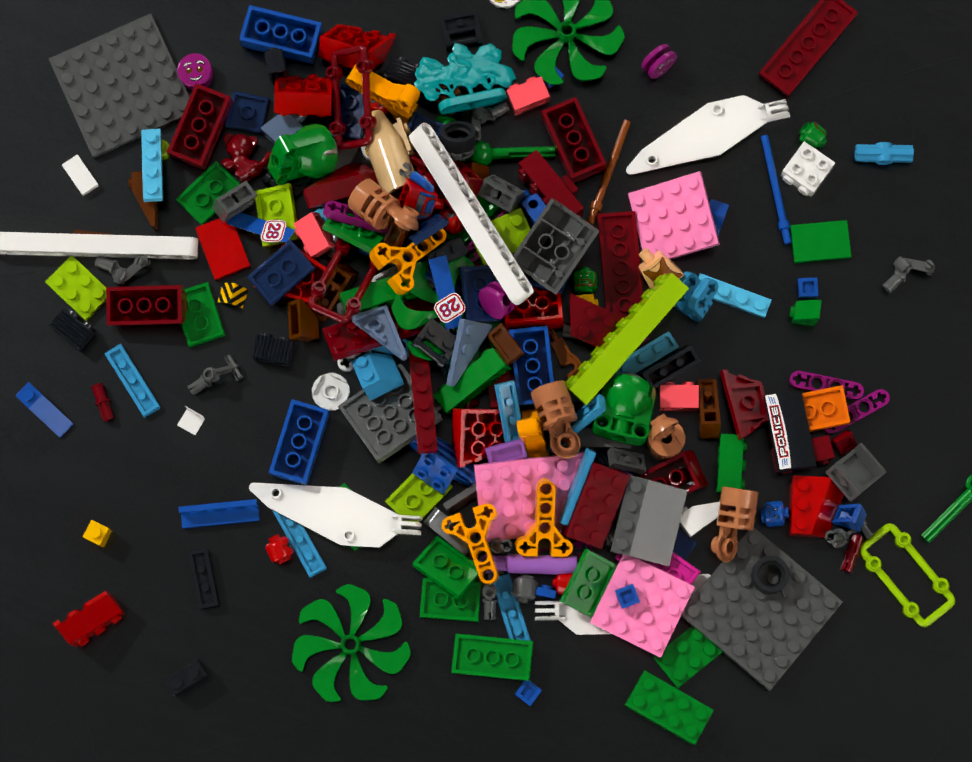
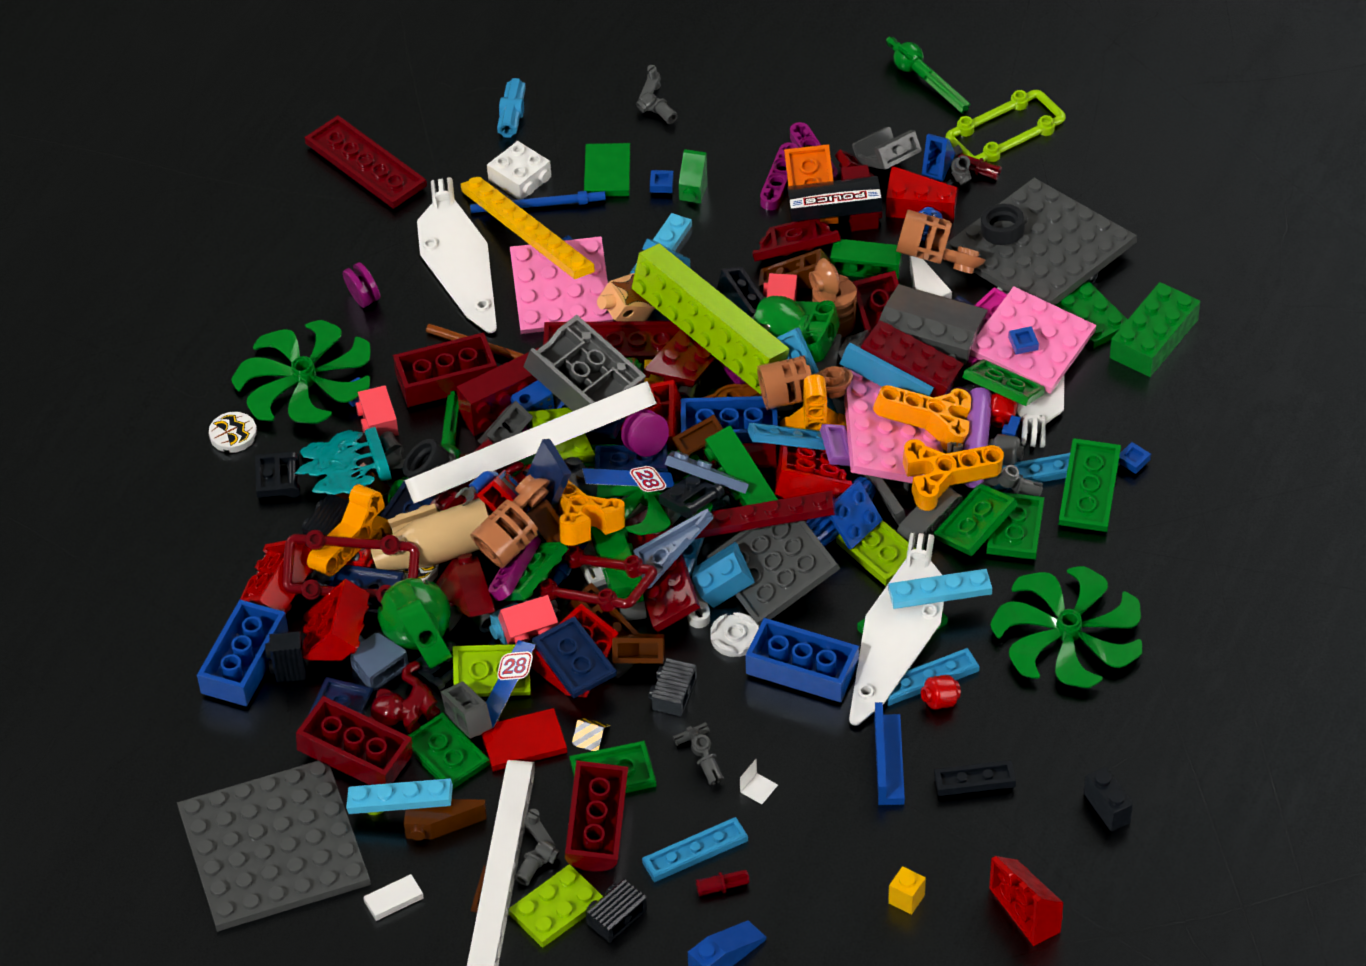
camera: 85 degrees left, 30 degrees down
(195, 69) = (272, 753): magenta head -> none
(367, 542) = (940, 588): none -> medium azure plate
(724, 182) = (527, 228): none -> yellow plate
(813, 135) = (476, 162): green head -> none

